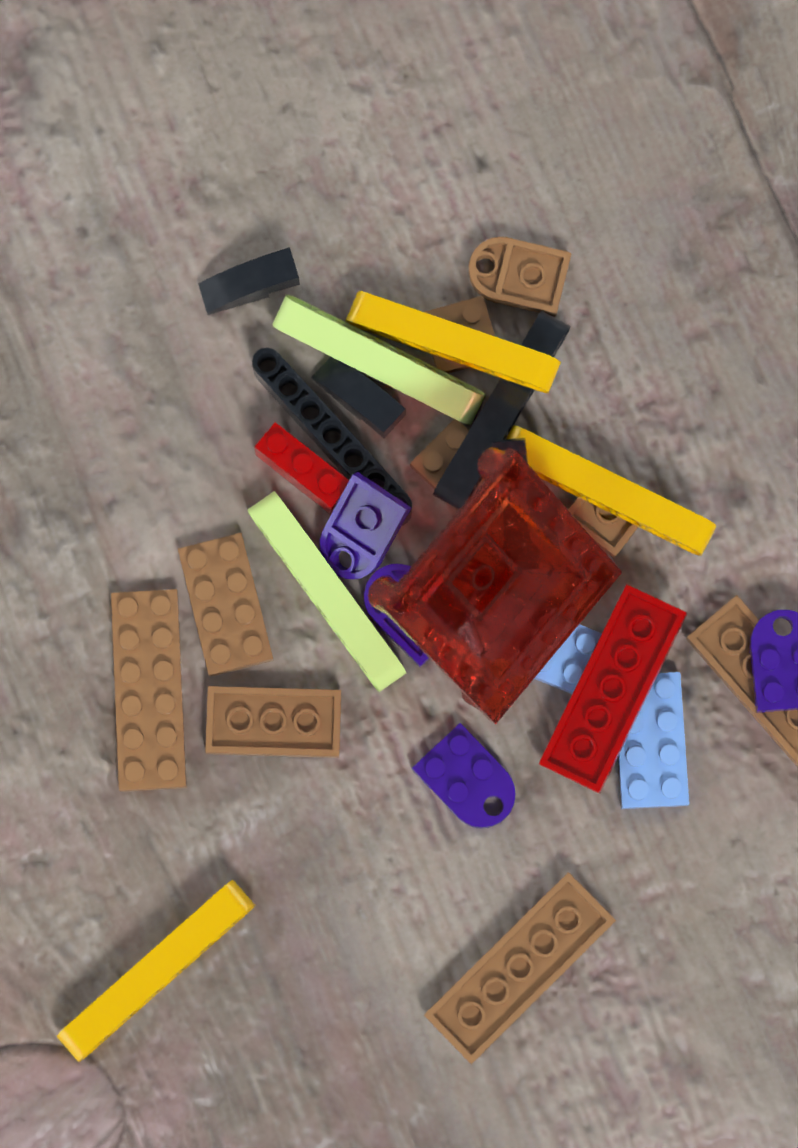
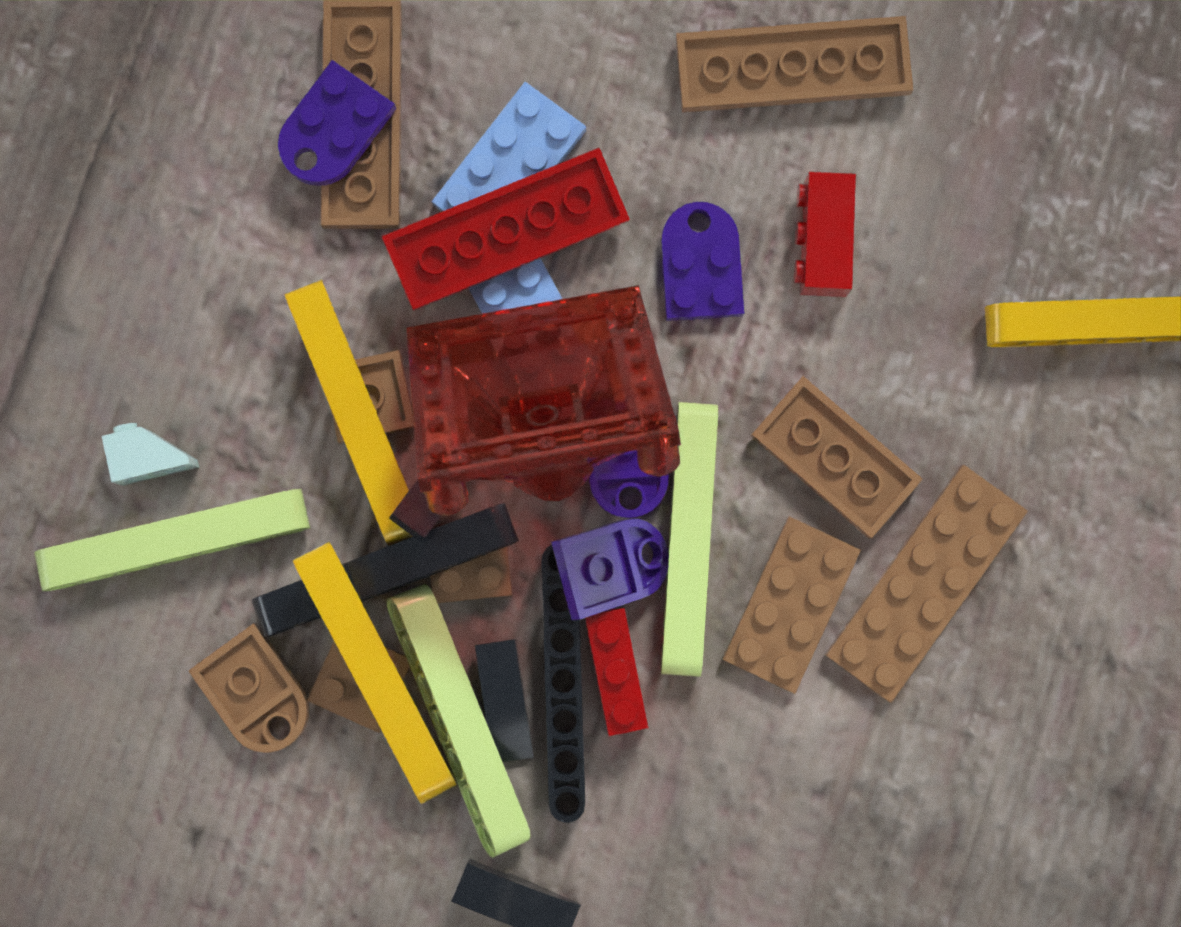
camera: 140 degrees left, 5 degrees up
(401, 864) = (826, 234): none -> red brick
(652, 323) = (171, 540): none -> yellowish green beam
(718, 358) = (141, 455): none -> light aqua slope

